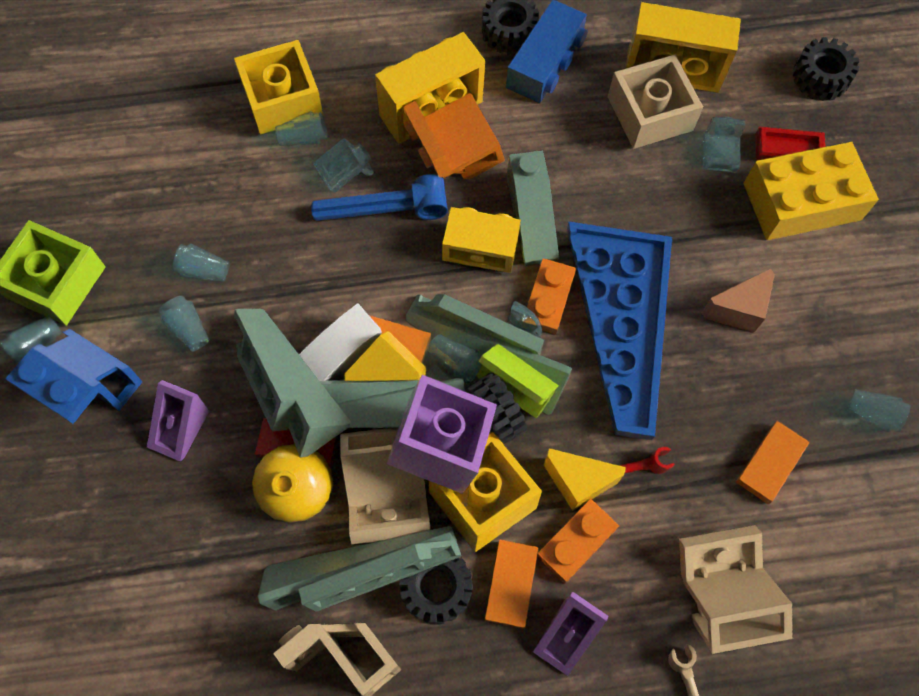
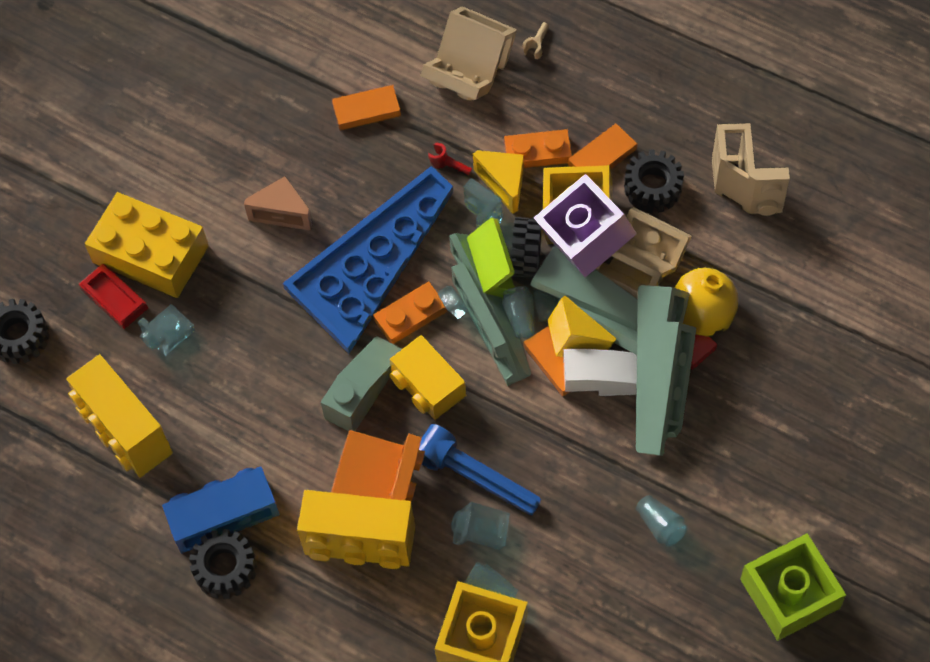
camera: 135 degrees left, 5 degrees down
(23, 339) = (841, 547): clear light blue cone -> none
(69, 374) = (817, 468): blue piece -> none
(175, 420) = (758, 404): medium lavender slope -> none
(184, 322) = (705, 480): clear light blue cone -> none
(350, 572) = (703, 215): sand green wedge -> none
(570, 633) = (588, 101): medium lavender slope -> none
(578, 436) = (482, 202): none -> clear light blue bracket
(654, 101) = (187, 390): tan brick -> none
(880, 409) = (264, 84): clear light blue cone -> none

